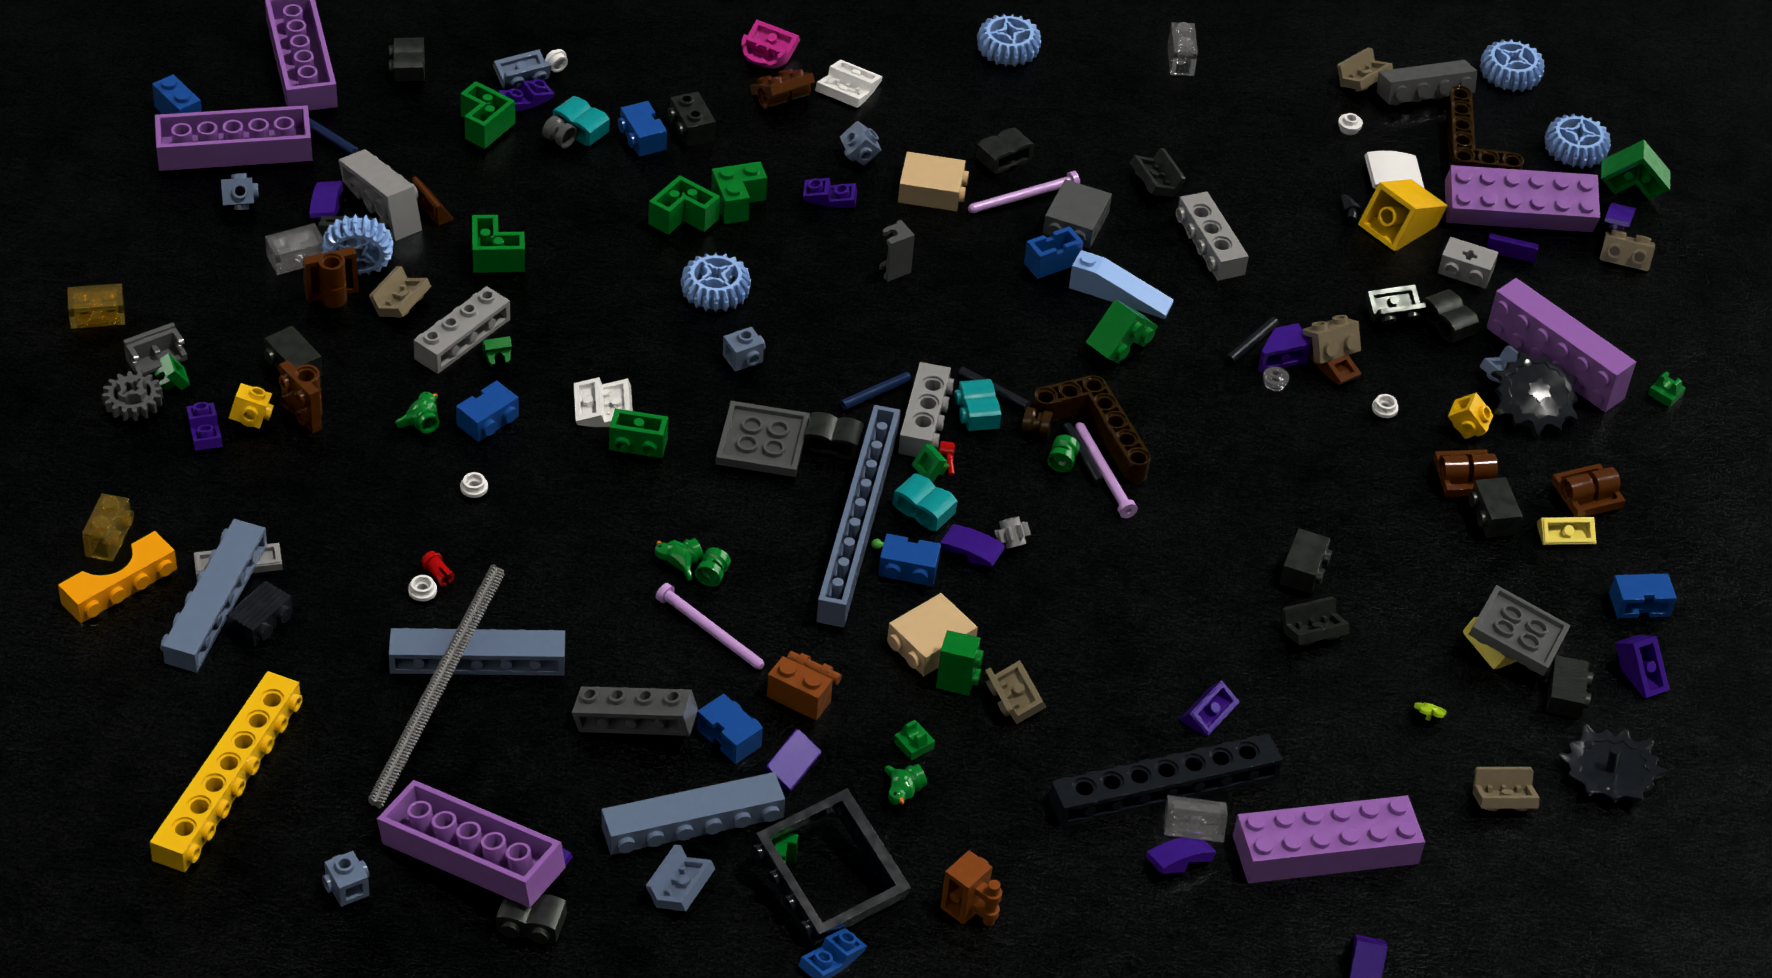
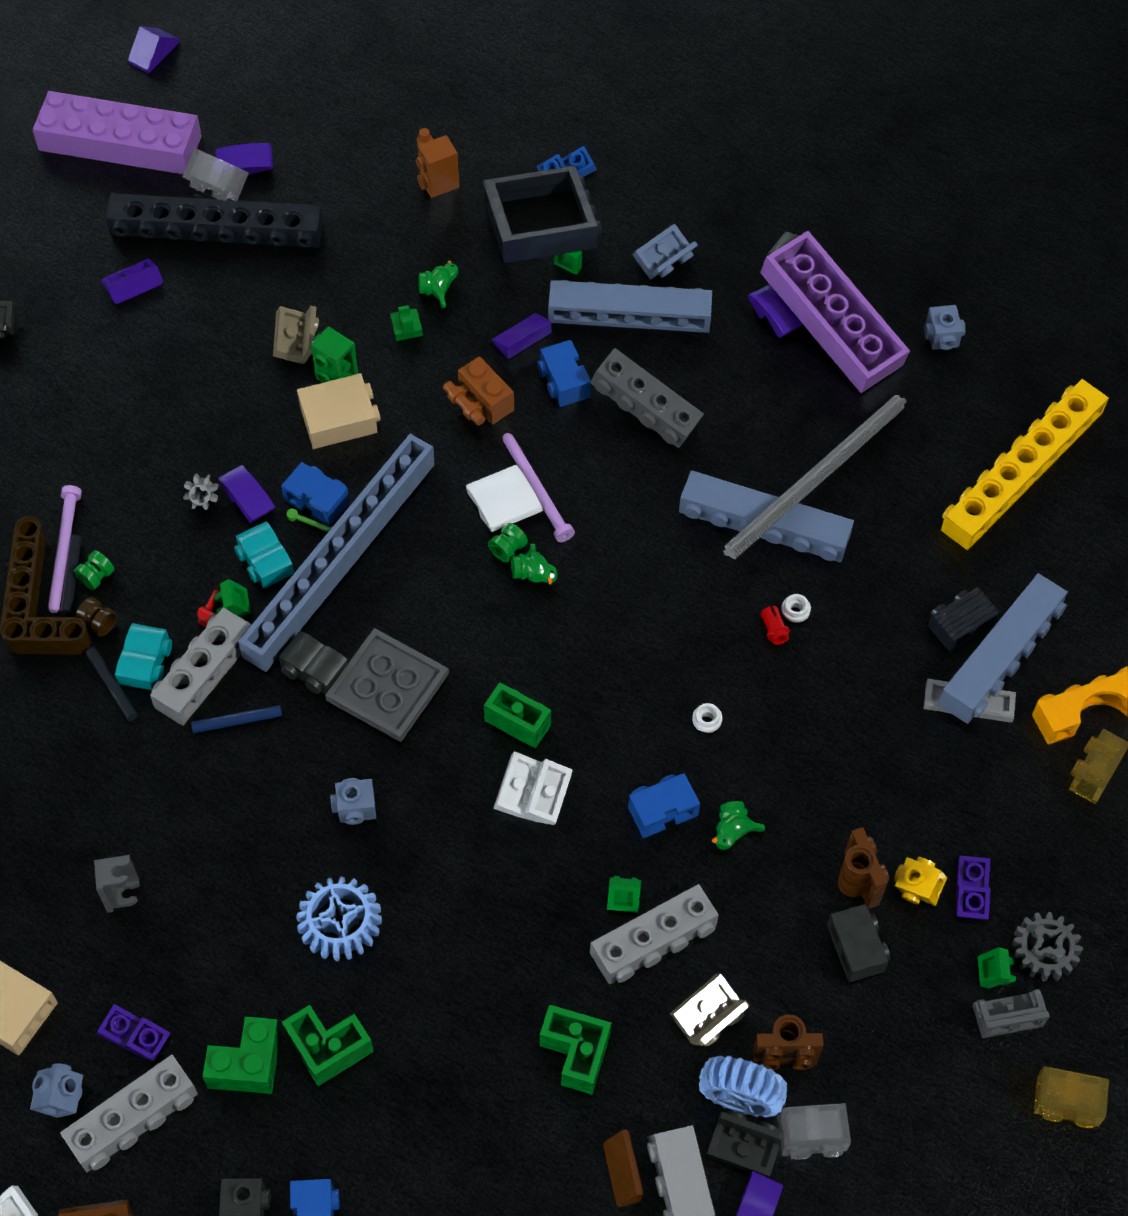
camera: 155 degrees left, 15 degrees up
(735, 606) = (504, 498): none -> white slope
(802, 149) = (129, 1114): none -> light grey brick

